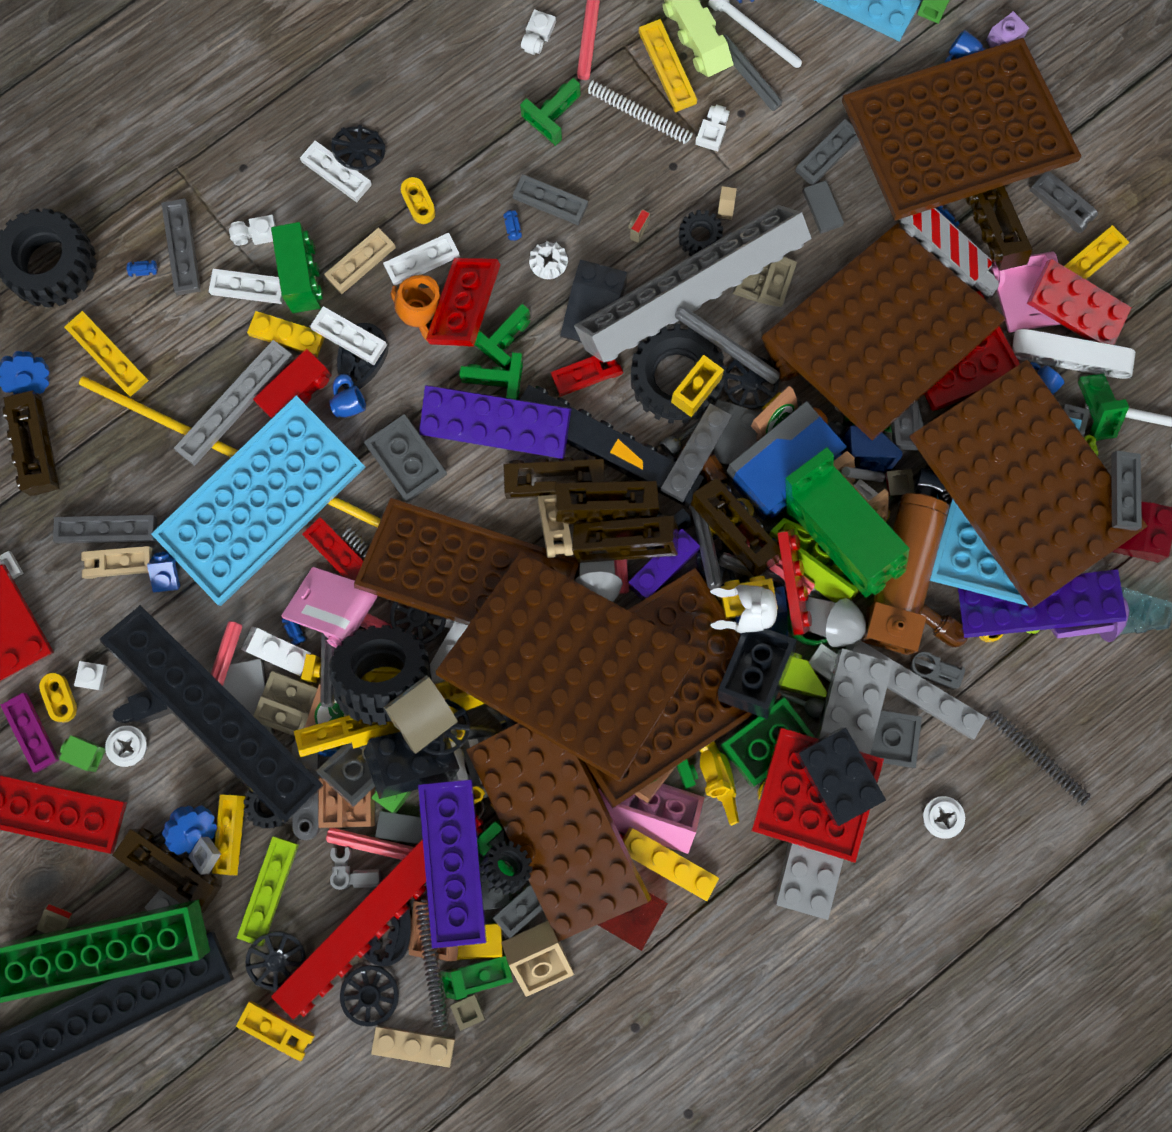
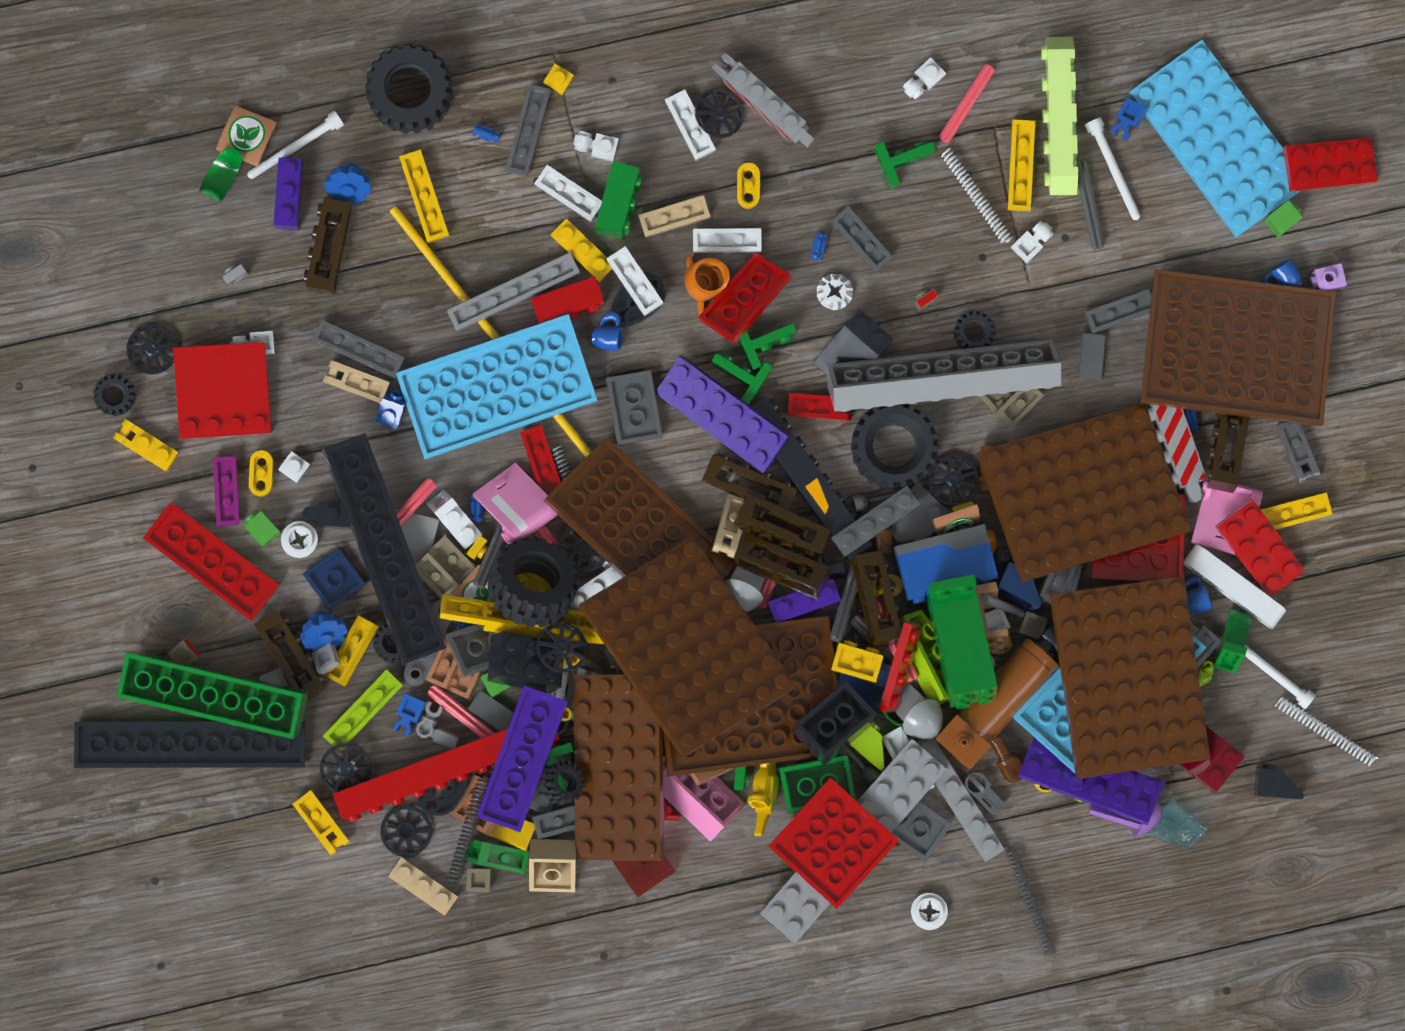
camera: 15 degrees right, 5 degrees up
(180, 769) = (334, 579): none -> dark blue tile
(190, 188) = (558, 79): none -> yellow plate
(317, 867) = (410, 710): none -> blue plate
(395, 117) = (764, 102): none -> light grey hinge
(420, 714) = (552, 631): dark tan slope -> none
(669, 864) = (692, 842): yellow plate -> none
(697, 385) = (901, 468): yellow brick -> none
(726, 203) = (1011, 314): tan piece -> none
(727, 344) = (945, 443): flat silver axle -> none
(759, 611) = (859, 672): white hair -> none
(840, 776) = (856, 836): black brick -> none
(1126, 490) = (1203, 722): dark grey plate -> none

